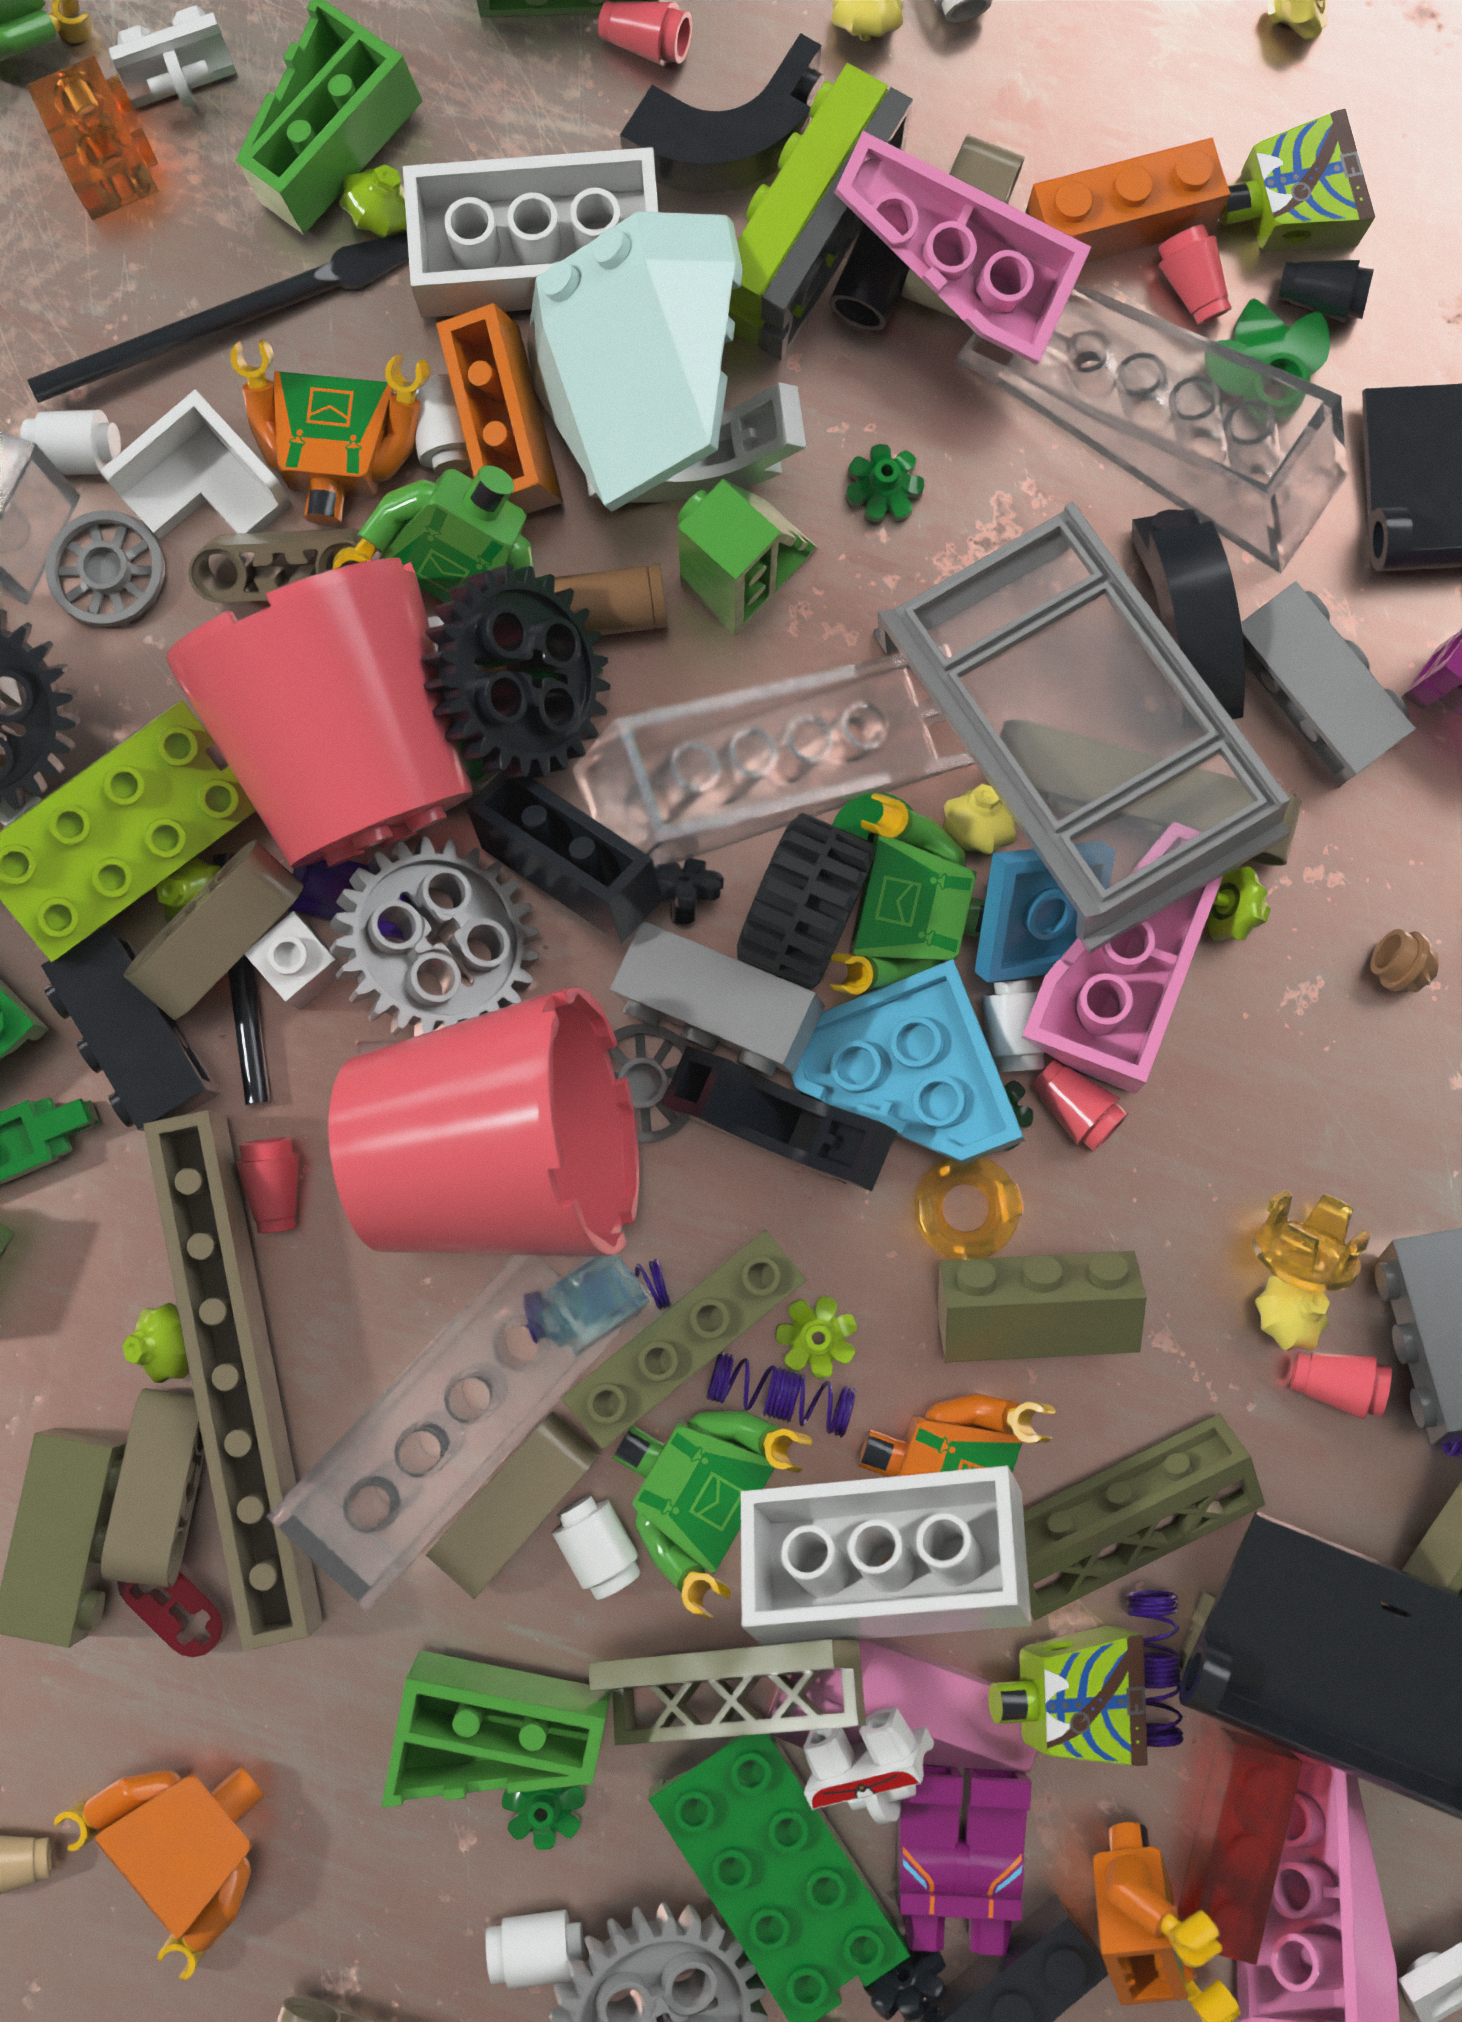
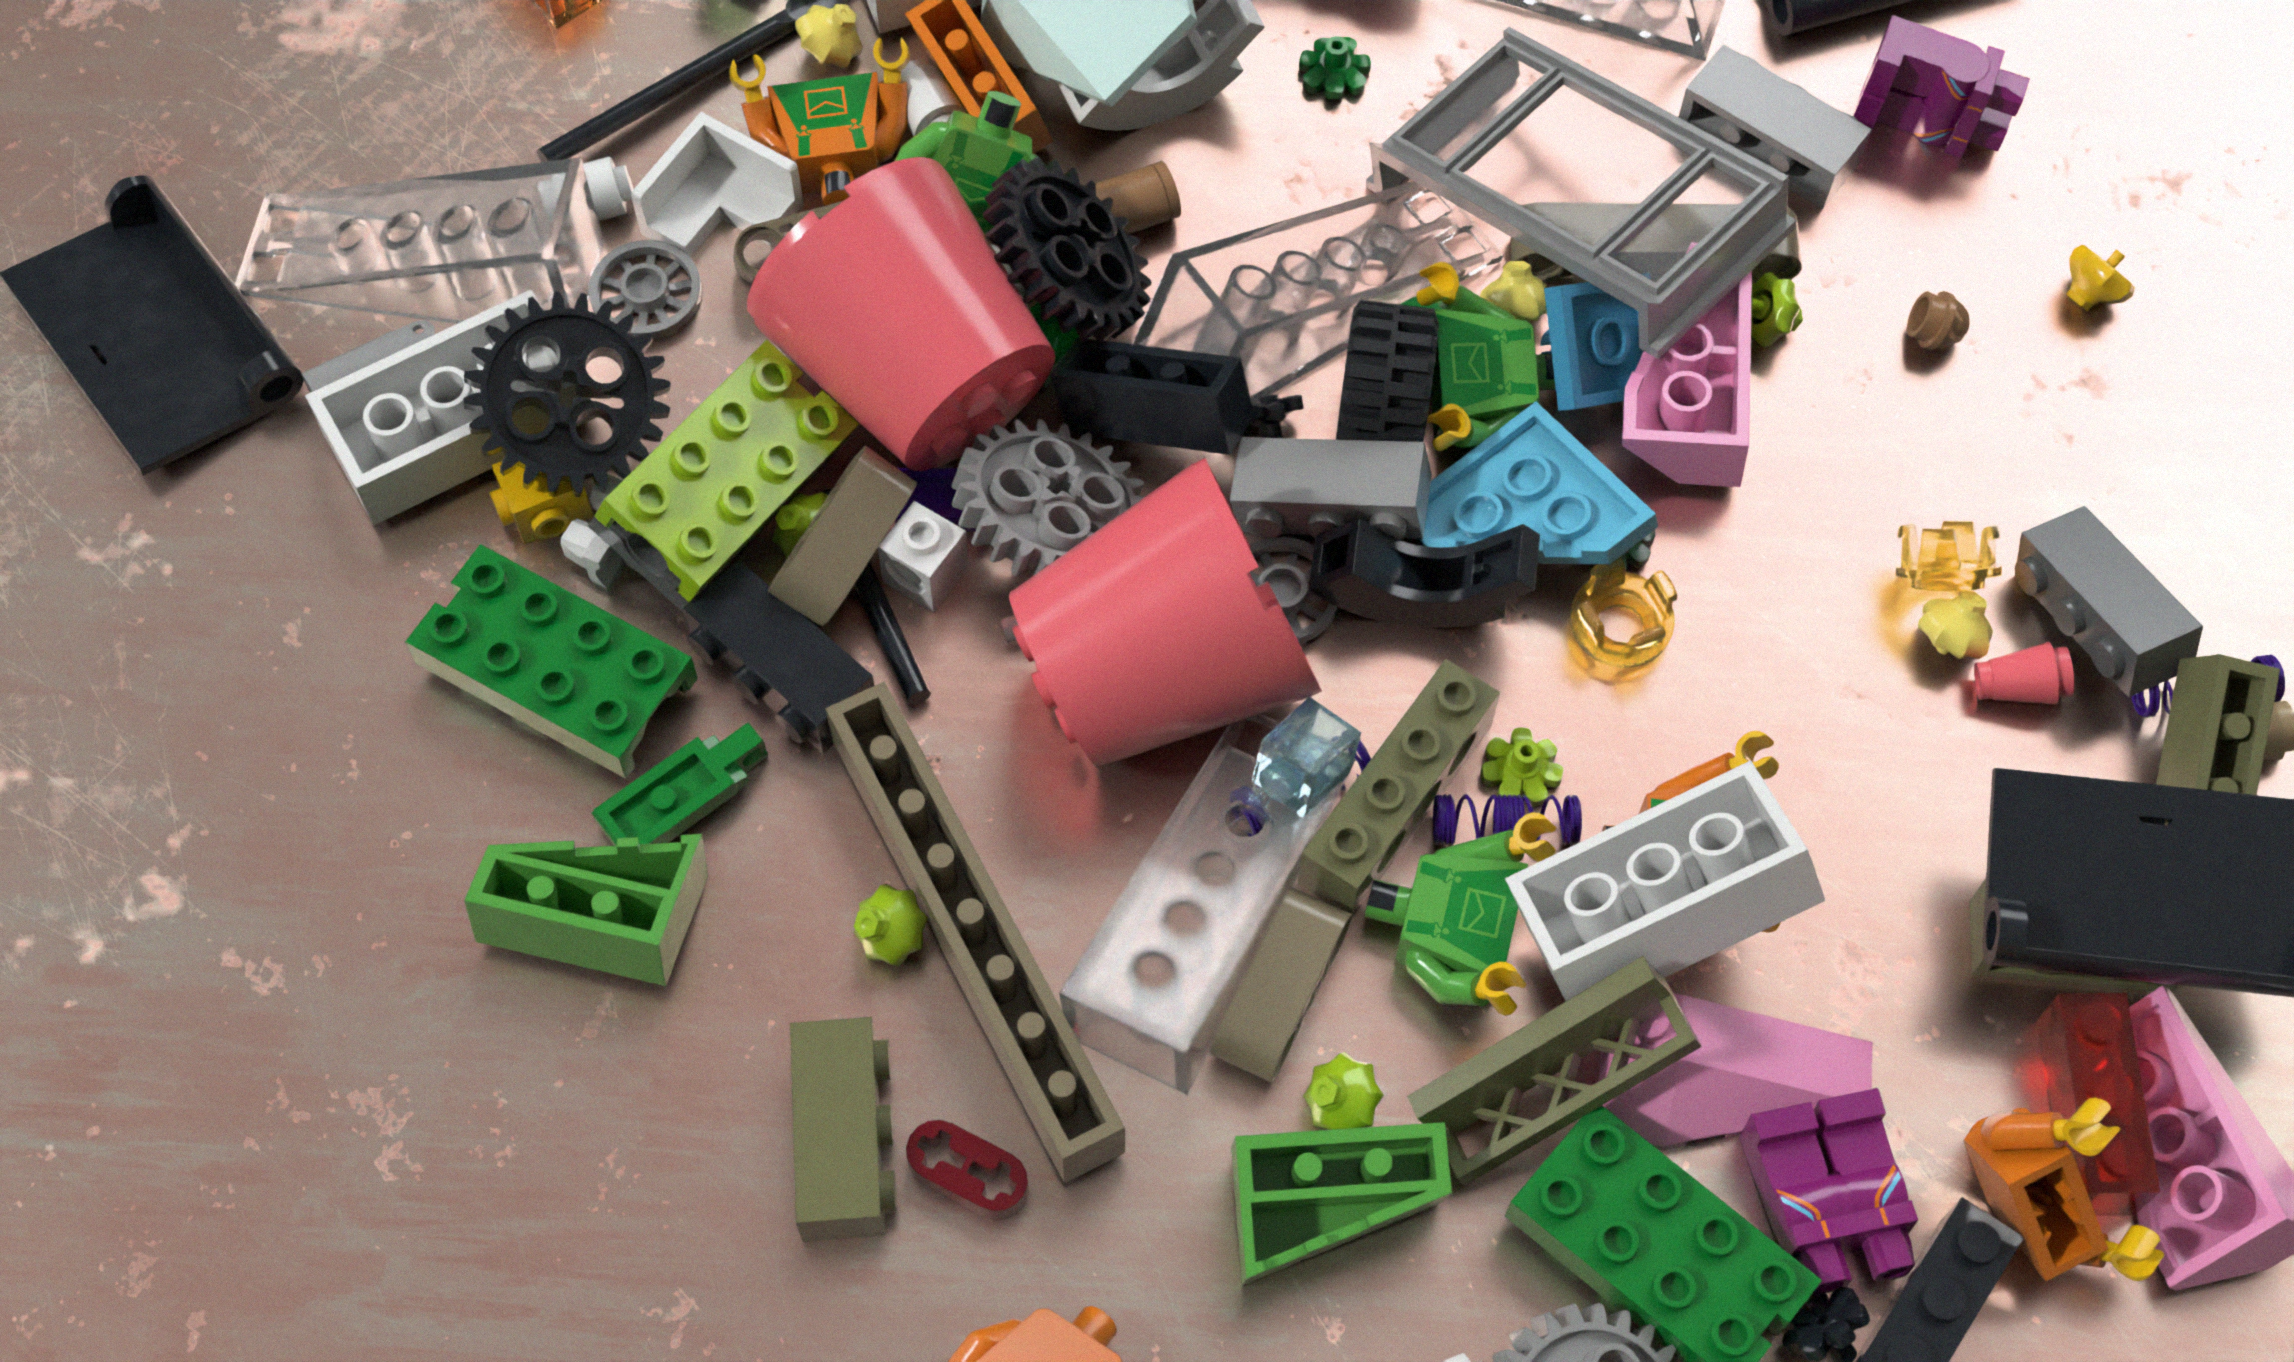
camera: 15 degrees left, 20 degrees down
(155, 1491) = (924, 1052): dark tan beam -> none
(270, 1182) = (954, 755): coral cone -> none
(363, 312) = (830, 34): none -> light yellow piece
(536, 1631) = (1343, 1094): none -> lime piece
(544, 1823) = (1403, 1268): green plant -> none
(596, 1546) = (1376, 1000): white brick -> none
(736, 552) = (1228, 124): bright green wedge -> none
(869, 1772) = (1737, 1087): white hips -> none
(1004, 1023) = (1602, 436): white brick -> none
(1041, 1306) = (1723, 670): olive brick -> none
(1079, 1105) = (1694, 505): coral cone -> none
(1080, 1697) = (1895, 1009): torso -> none
(1128, 1505) = (1879, 821): olive fence -> none
(1159, 1668) = (1953, 972): dark purple piece -> none
(1196, 598) = (1642, 60): black arch -> none

